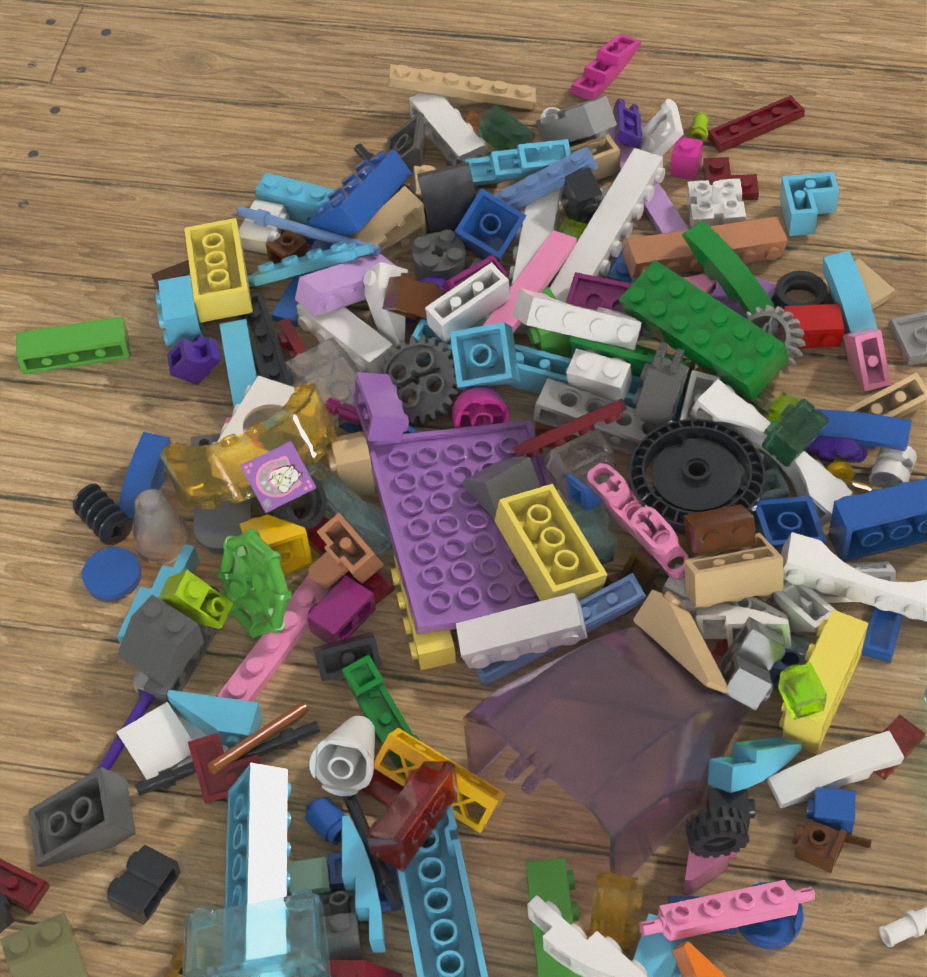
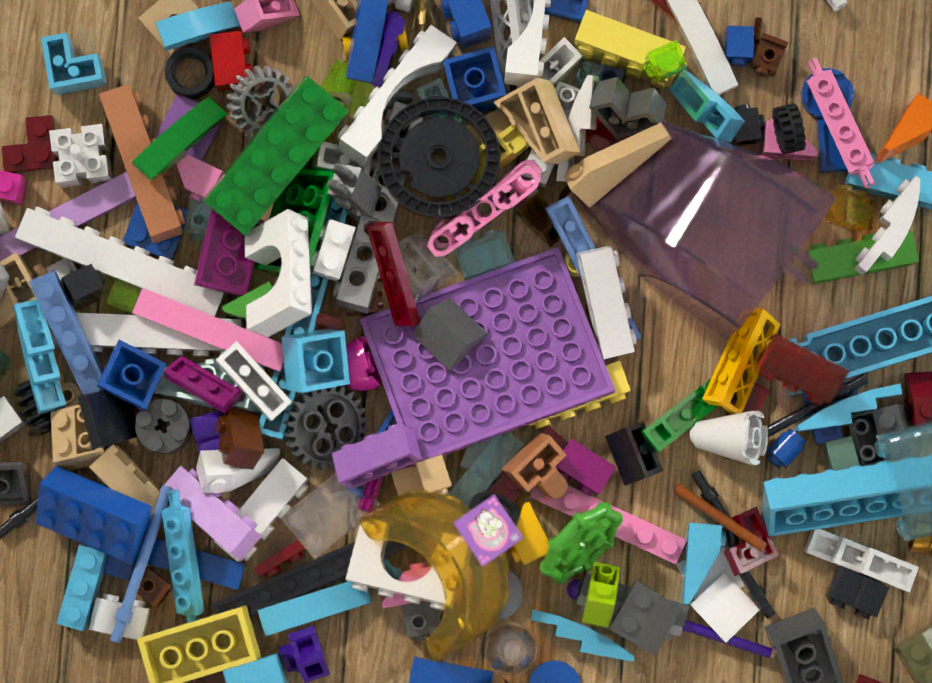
camera: 100 degrees left, 30 degrees up
(180, 896) = (861, 559): none -> white slope
(525, 388) = (328, 322): none -> clear red tile
(549, 544) = (521, 283): light yellow brick -> none
(581, 494) = (455, 260): blue slope -> none
(719, 530) = (507, 133): reddish brown brick -> none
(794, 432) = (390, 70): clear green brick -> none

